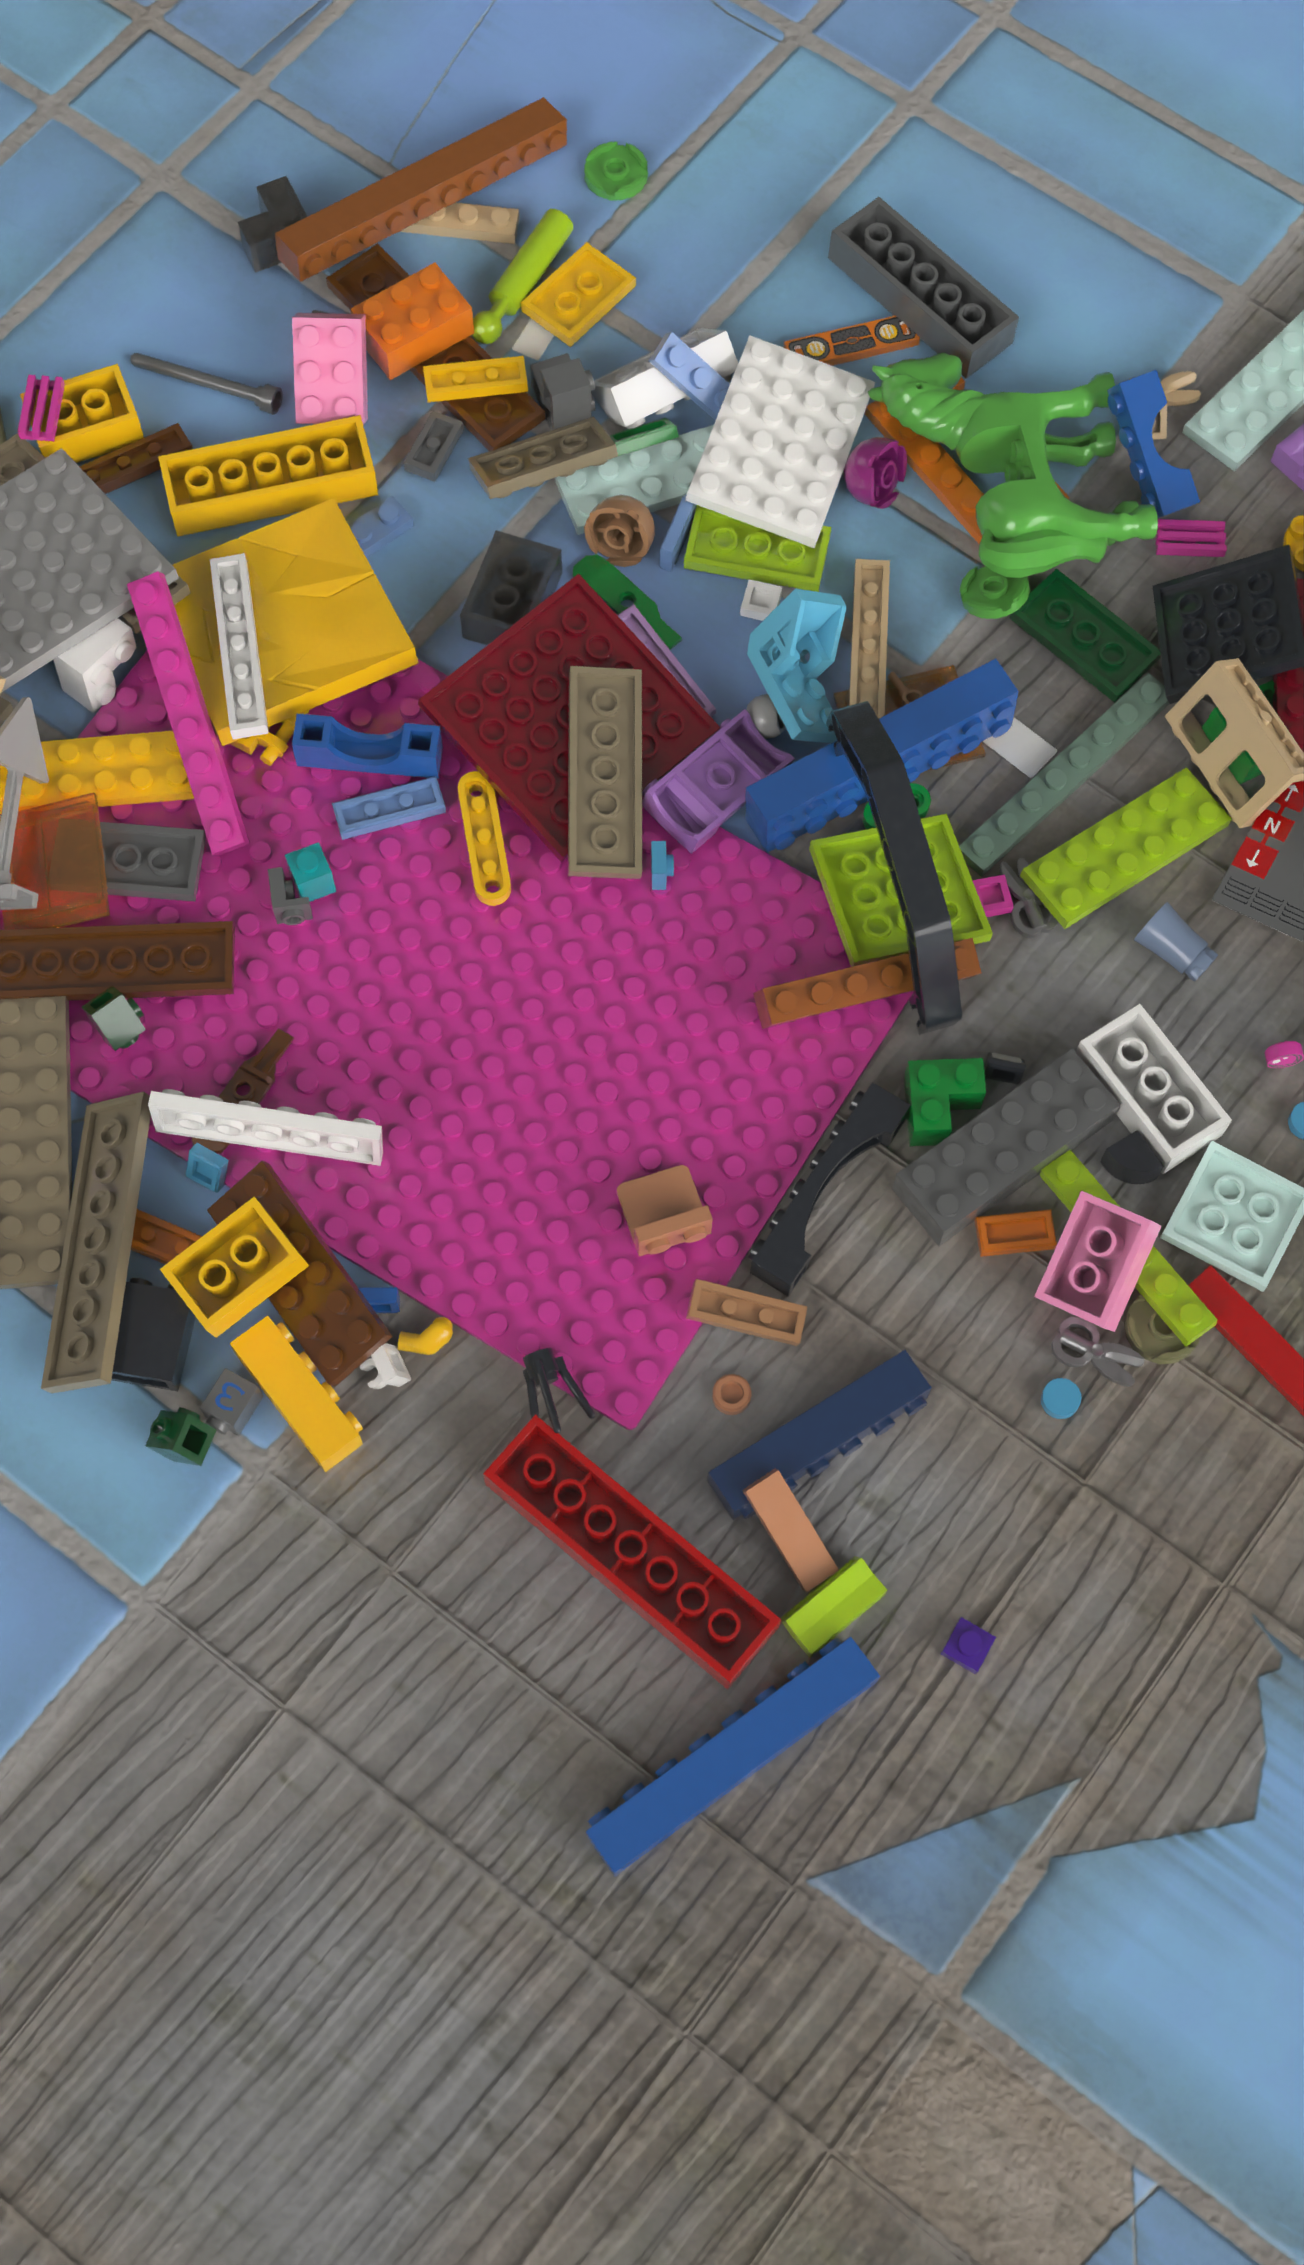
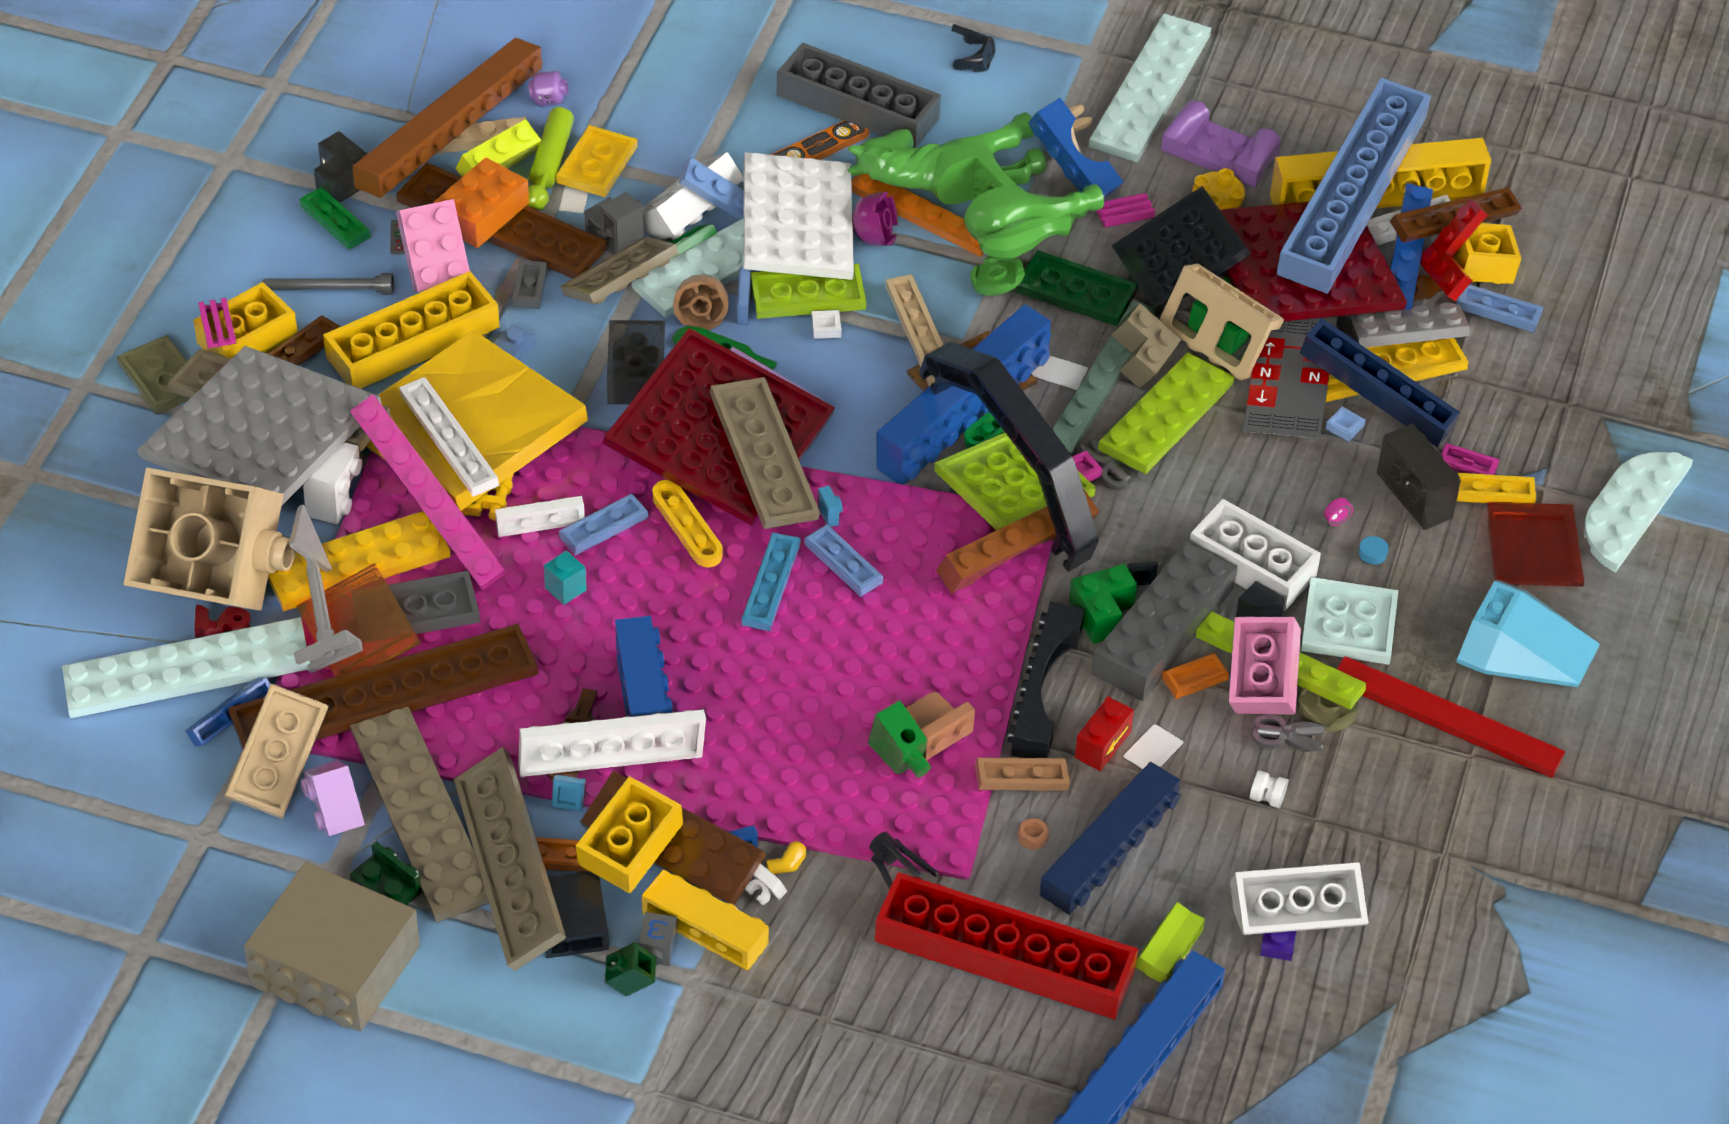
camera: 20 degrees left, 20 degrees down
(115, 1018) = (456, 708): brick -> none
(245, 291) = (334, 218): none -> green plate
(284, 904) = (553, 604): dark grey bracket -> none
(315, 777) = (539, 516): none -> white plate
(329, 745) = (606, 480): blue arch -> none
(339, 1044) = (640, 667): none -> blue brick
(468, 252) = (505, 148): none -> neon yellow brick
(475, 379) = (546, 229): yellow plate -> none
(553, 947) = (771, 581): none -> dark azure tile
(558, 177) = (548, 88): none -> medium lavender head
(608, 1214) = (899, 740): none -> green torso
(615, 171) = (588, 76): bright green tile -> none
(651, 943) = (843, 560): none -> medium blue tile
(712, 782) = (843, 445): medium lavender piece -> none
(765, 716) = (864, 395): light grey piece -> none
(777, 648) = (870, 323): medium azure bracket -> none
(790, 1530) = (1117, 899): nougat tile -> none
(868, 1286) = (1104, 733): none -> red brick
(924, 1319) = (1154, 746): none -> white sticker
(1012, 1606) = (1299, 898): none -> white slope
(1040, 1428) = (1269, 789): none -> white wheel
(1061, 1398) = (1276, 766): dark azure tile -> none
(1095, 274) = (979, 61): none -> black helmet
(1140, 745) = (1147, 341): none -> dark tan brick
(1176, 943) = (1230, 461): sand blue plant -> none

